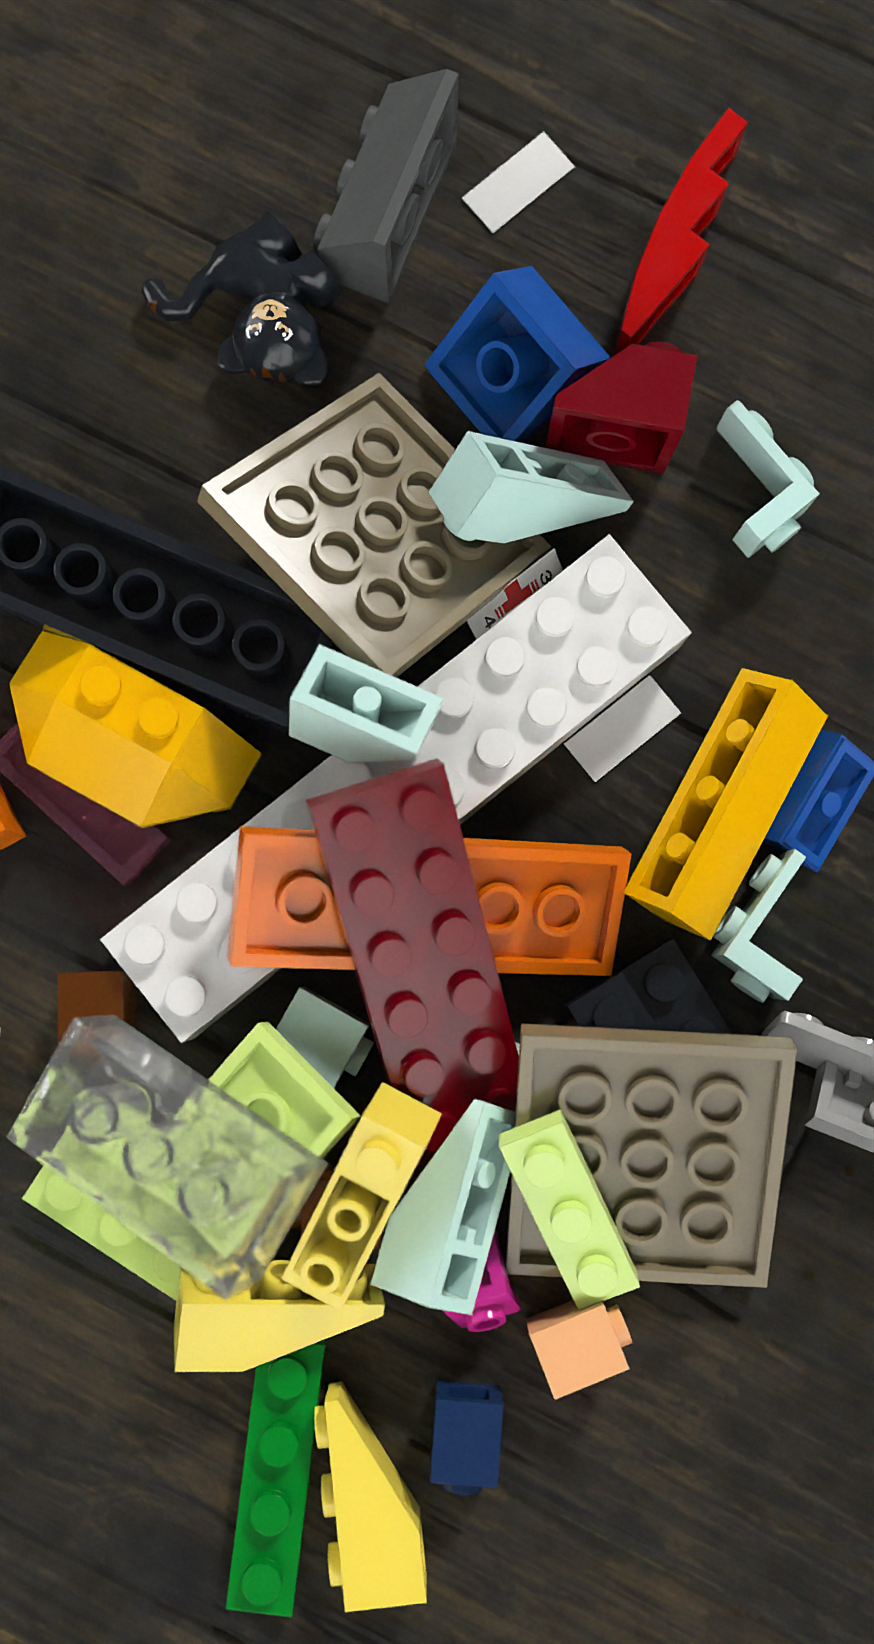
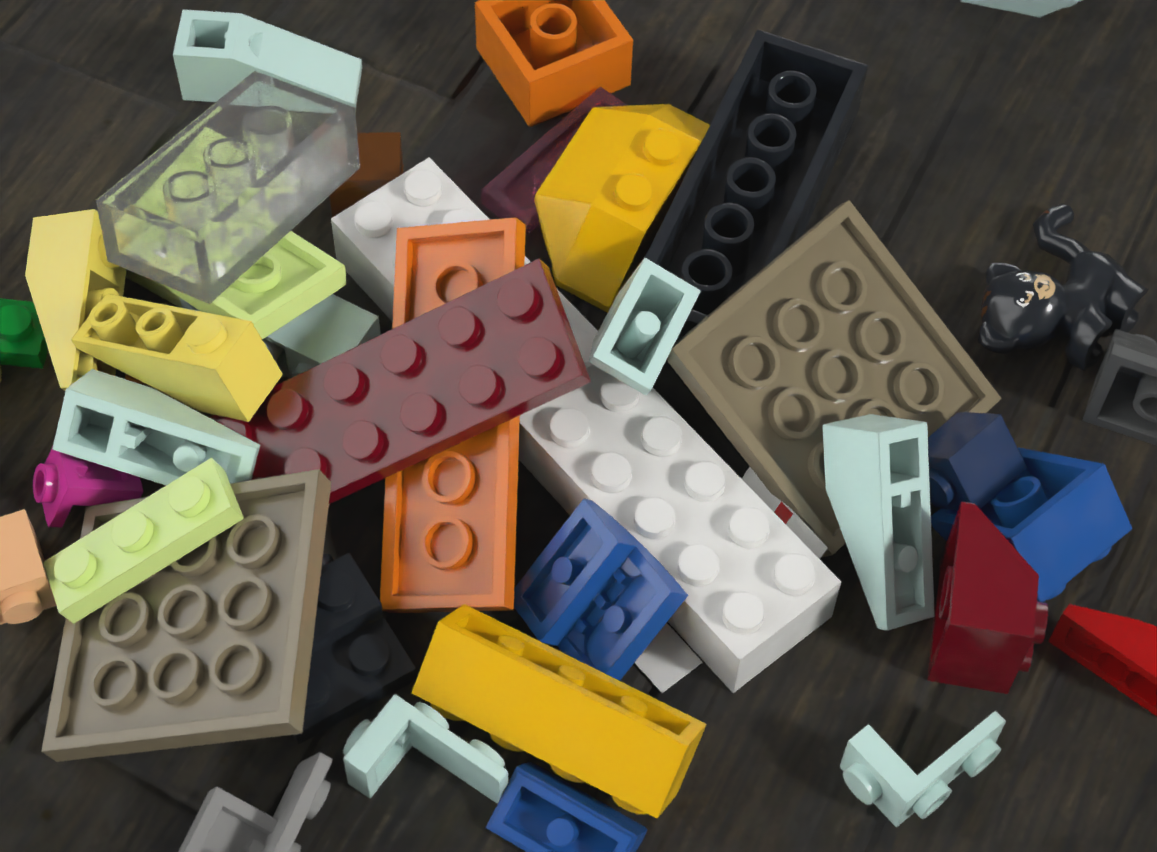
camera: 90 degrees right, 25 degrees down
(458, 400) = (971, 460): none -> dark blue brick
(611, 765) = (597, 592): none -> blue slope

